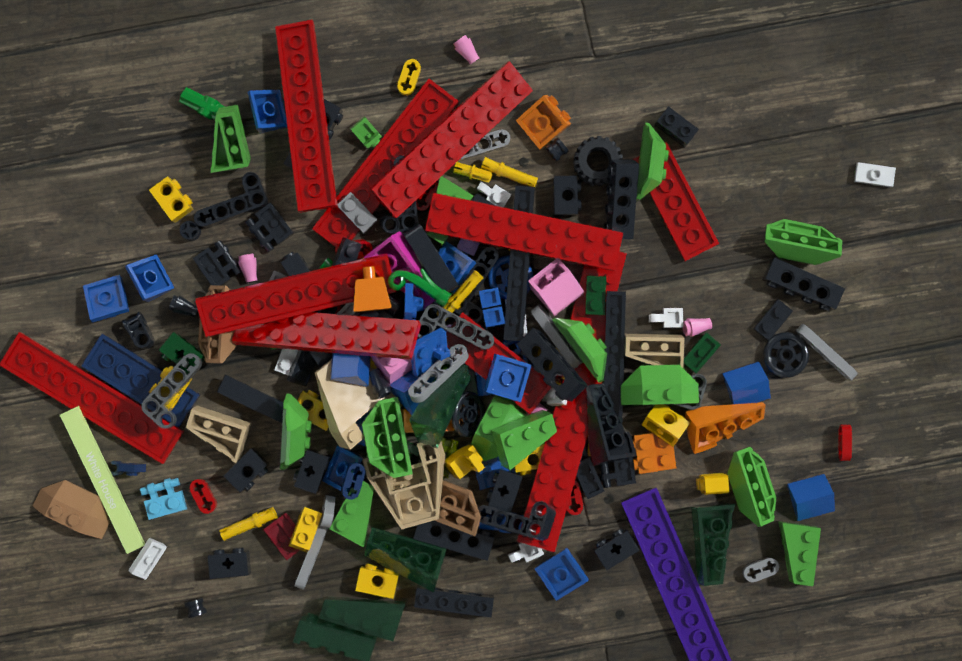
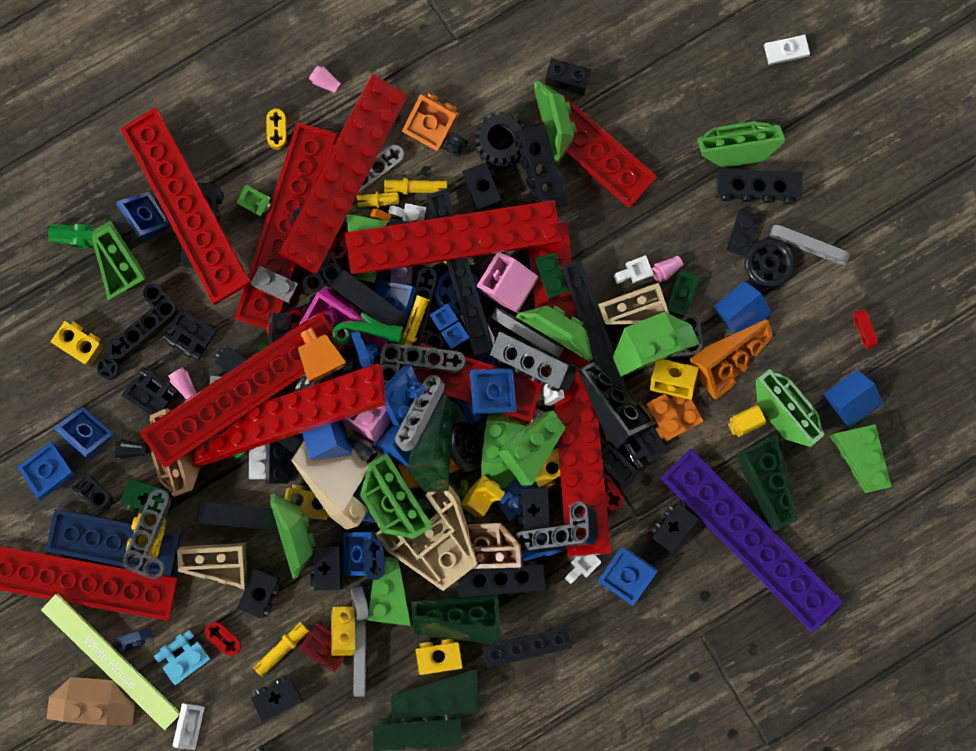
camera: 15 degrees left, 5 degrees down
(470, 188) = (380, 215): none -> orange tile
(762, 573) = (827, 488): light grey beam -> none

